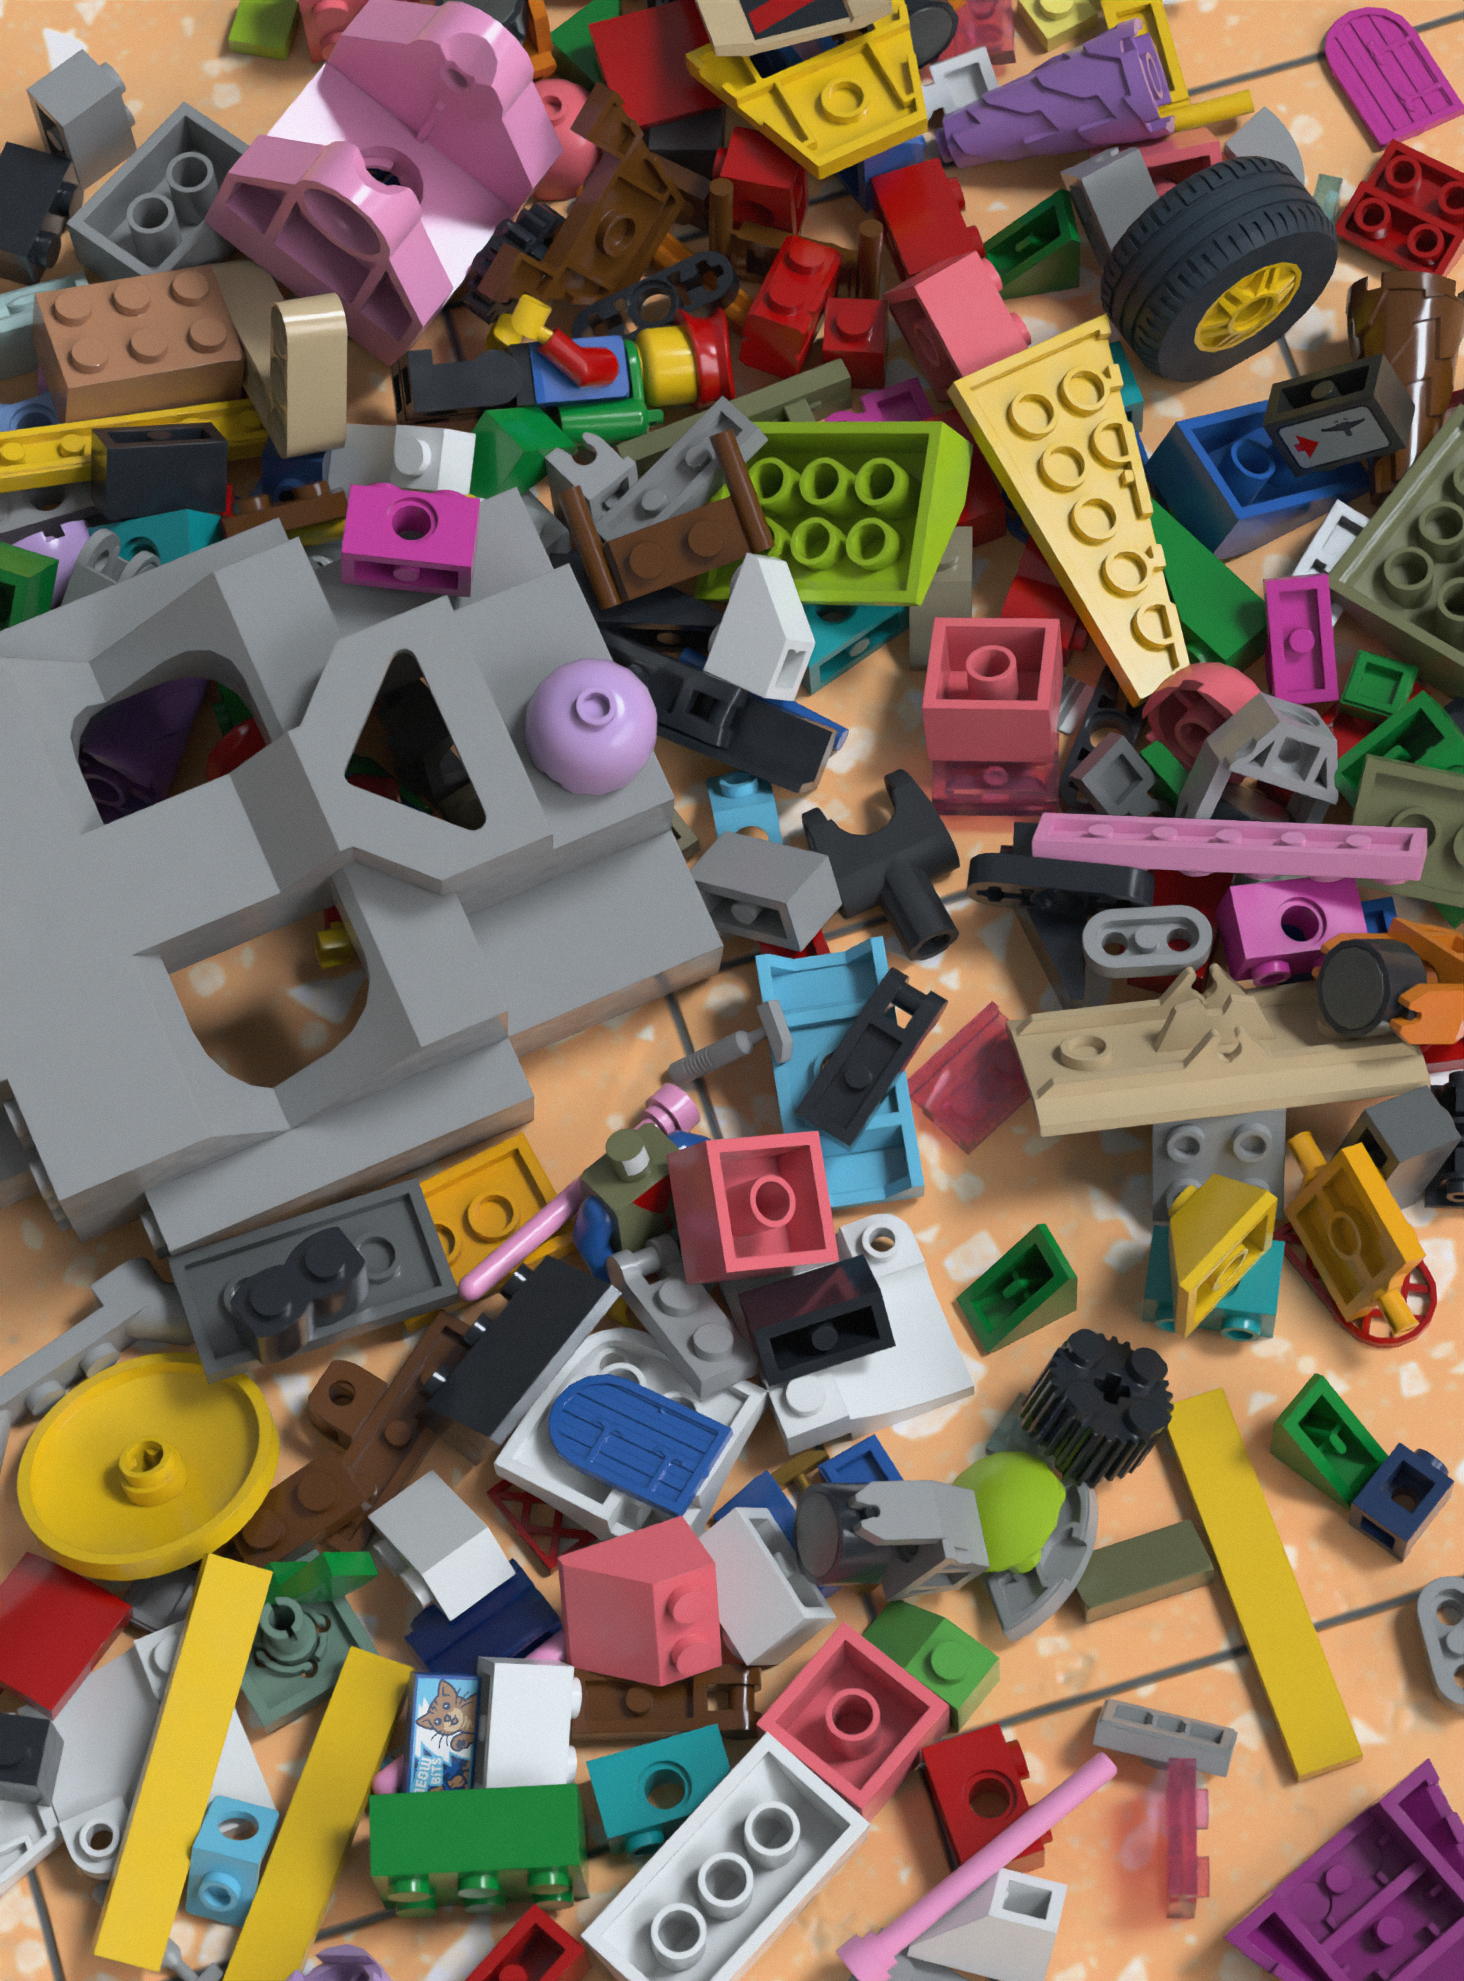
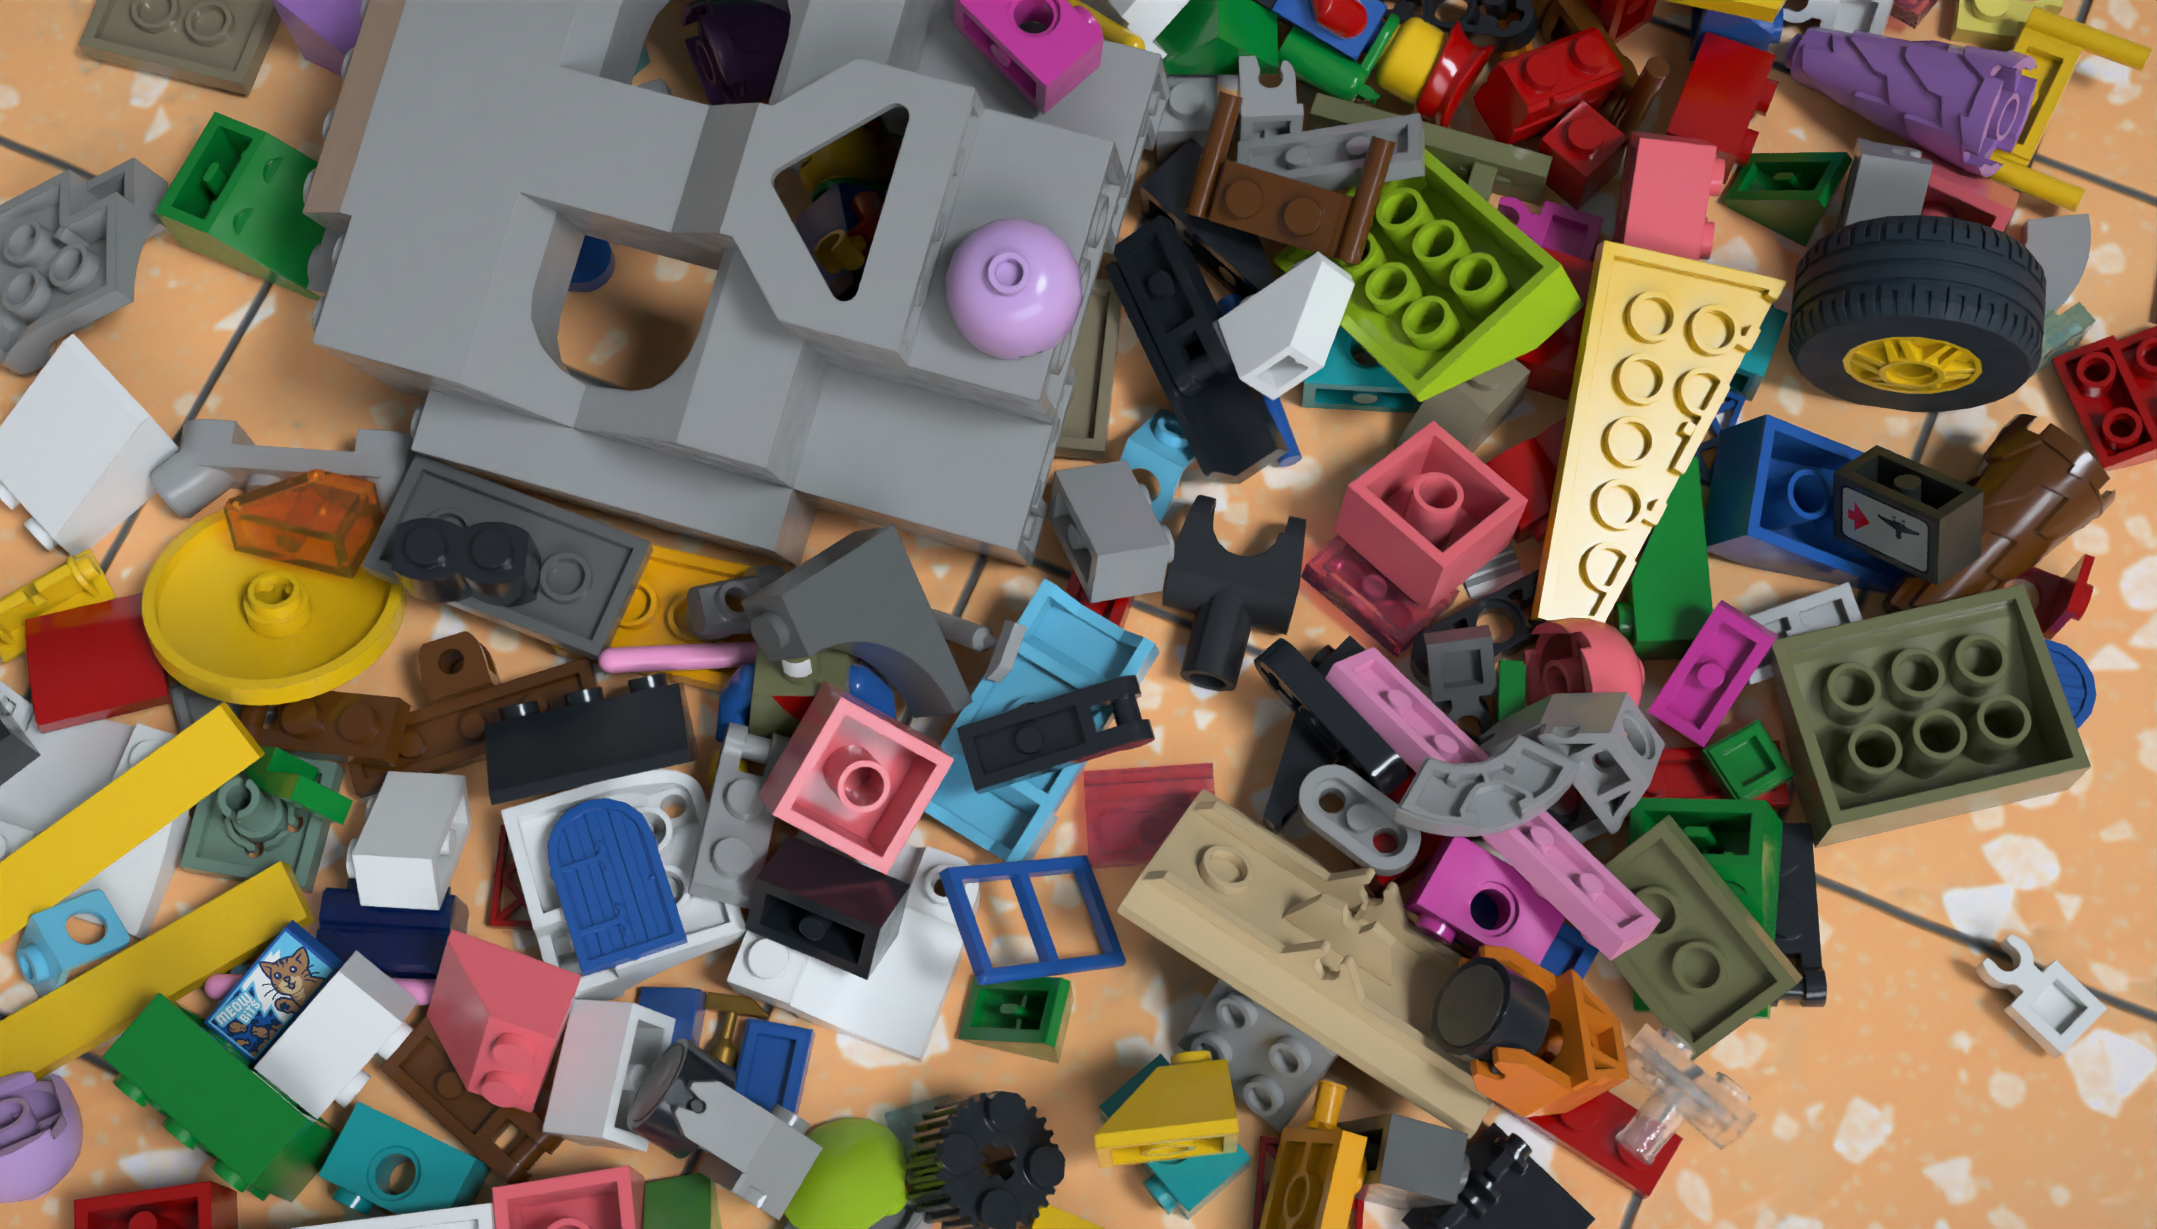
camera: 40 degrees right, 5 degrees up
(122, 1384) = (308, 521): none -> clear orange slope
(533, 1169) = (717, 609): none -> flat silver plate
(654, 1072) = (868, 604): none -> dark grey arch
(934, 1184) = (1020, 874): none -> blue window
(1231, 837) = (1486, 794): none -> light grey tile

